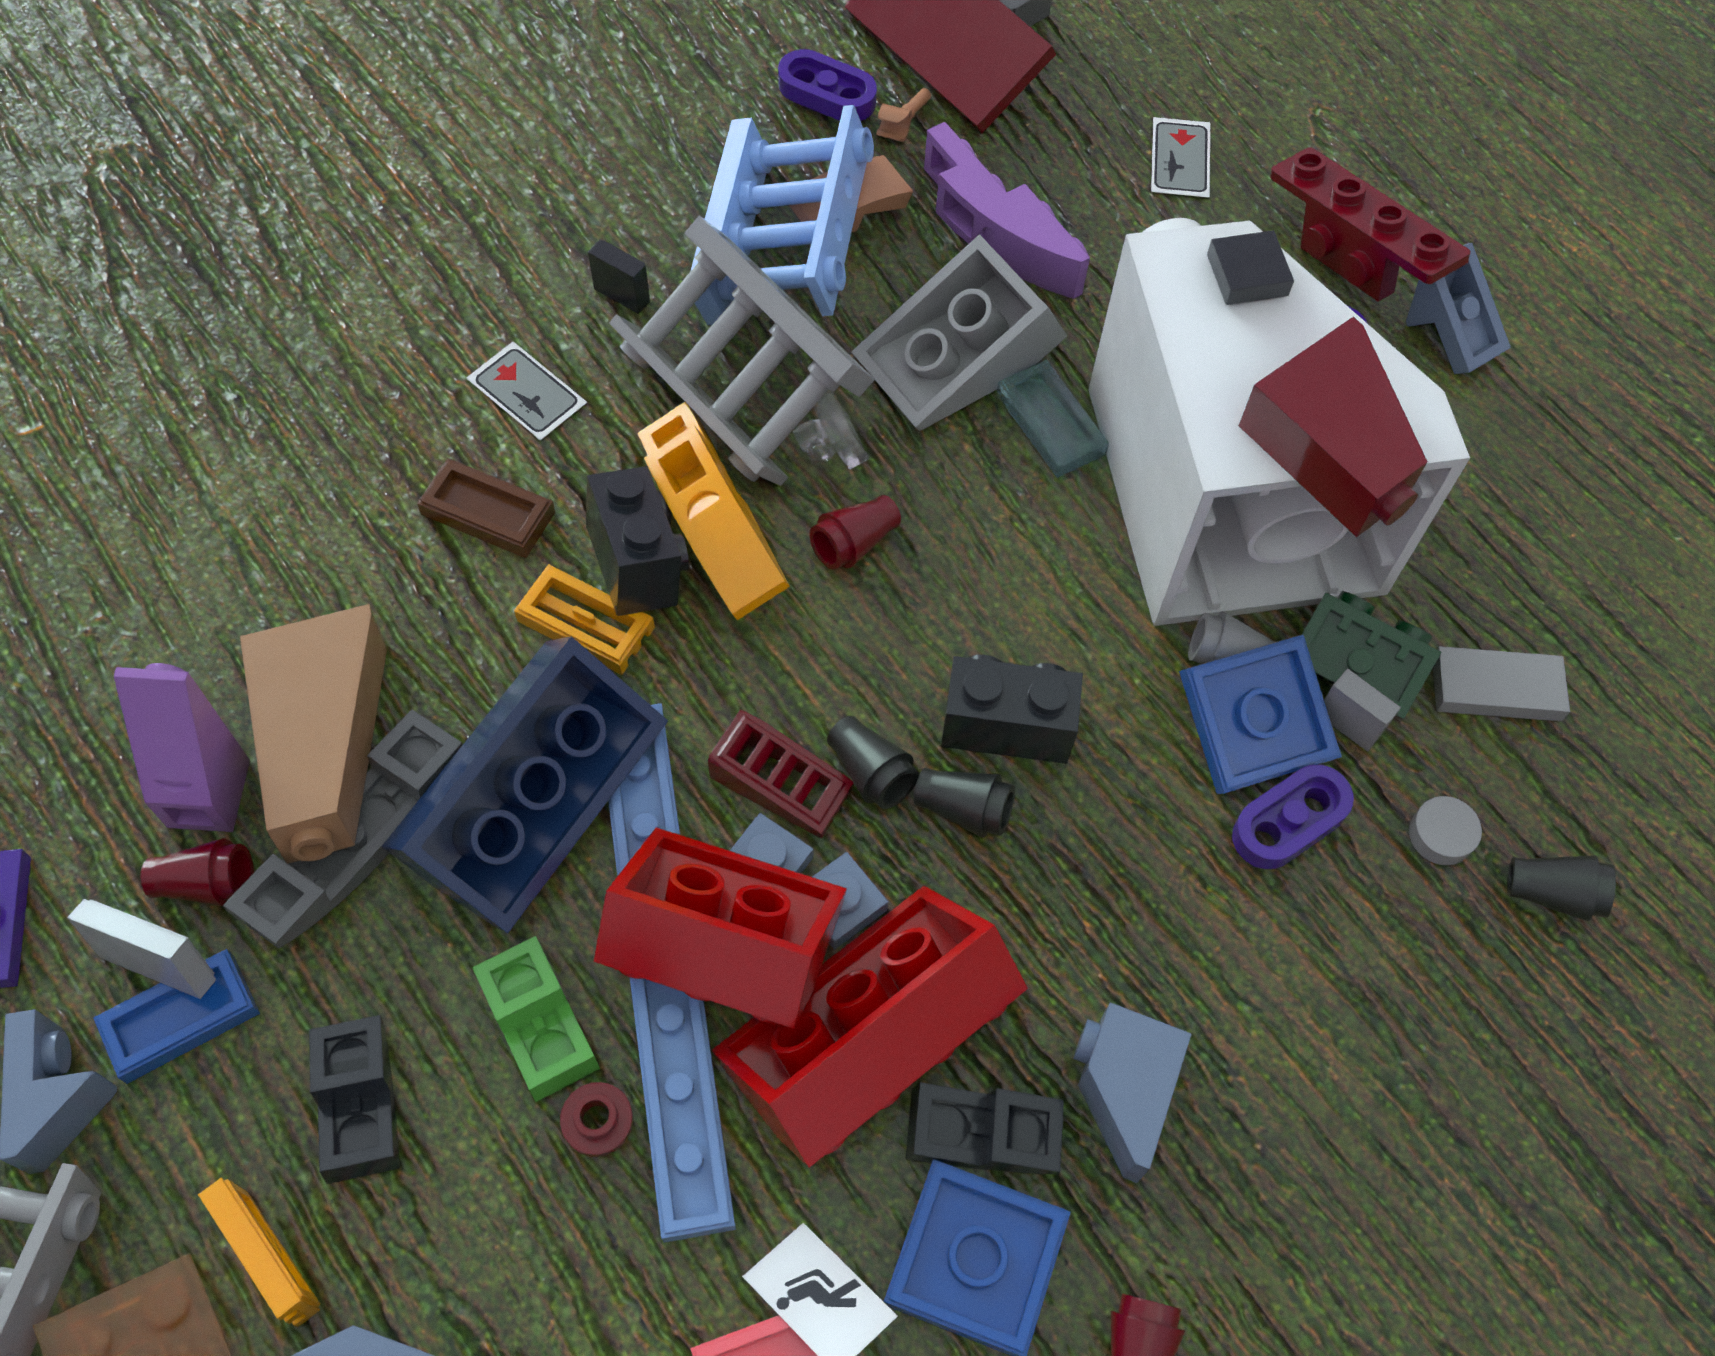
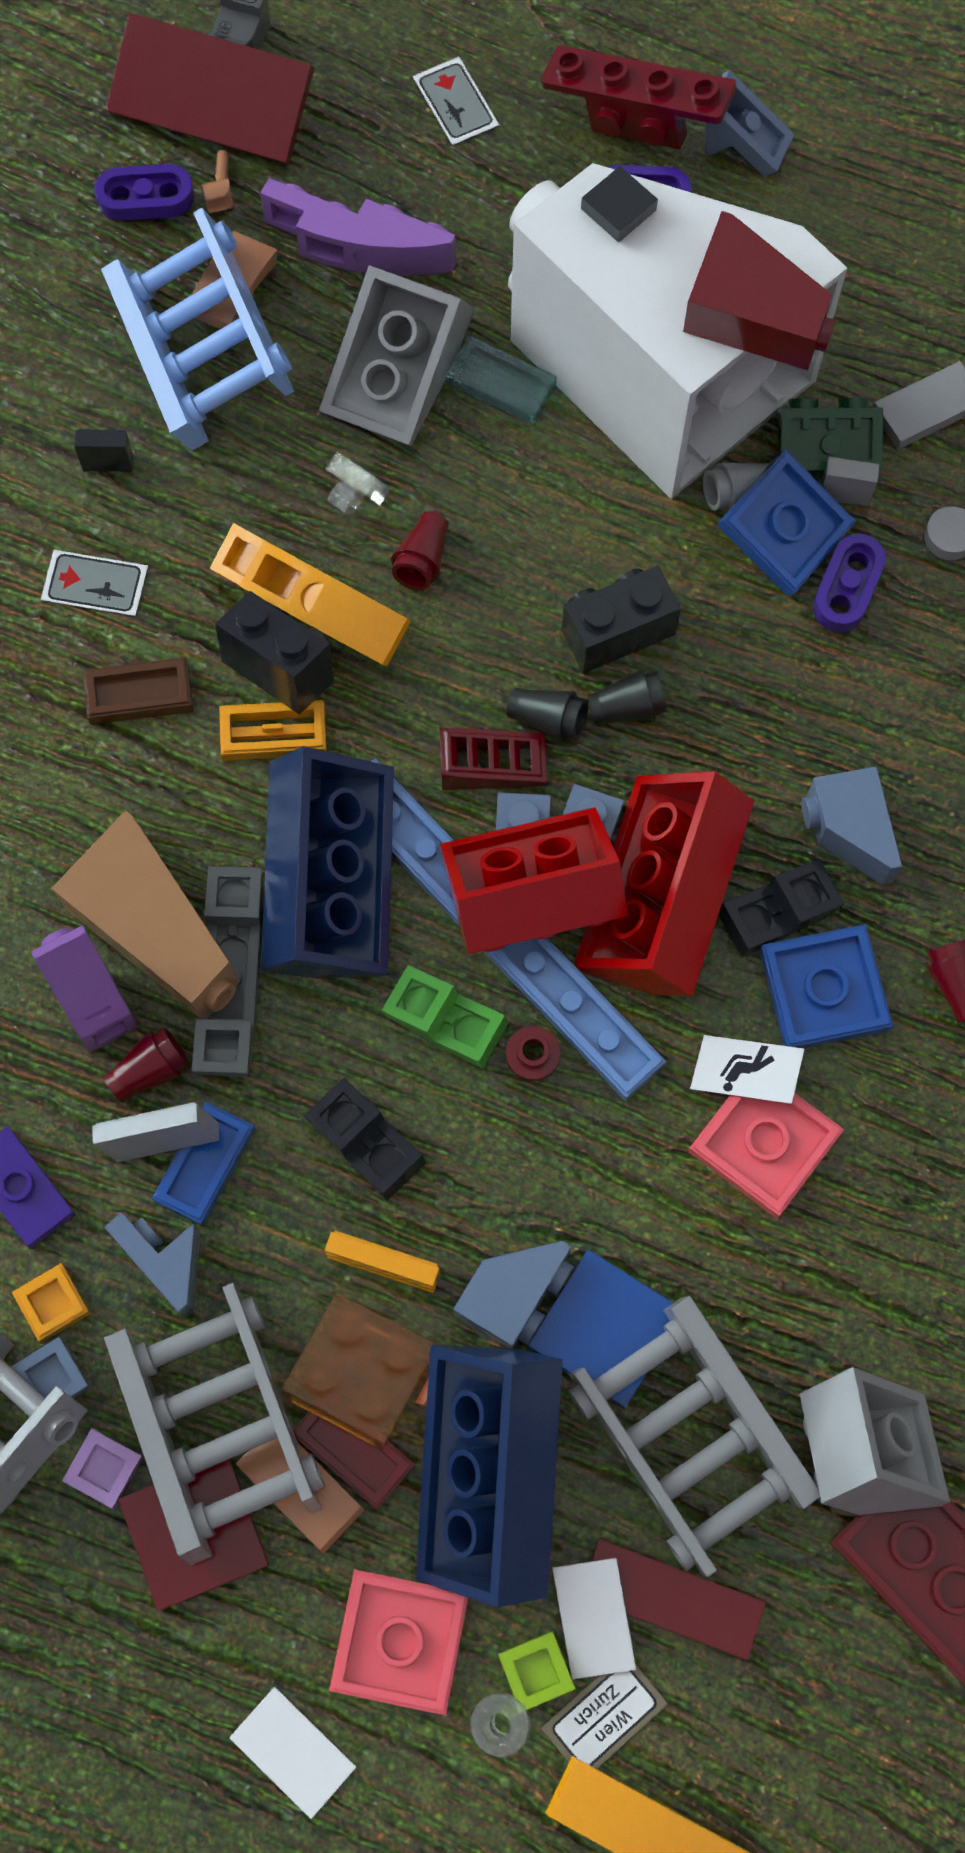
camera: 30 degrees left, 10 degrees up
(790, 332) = (284, 426): light grey fence -> none

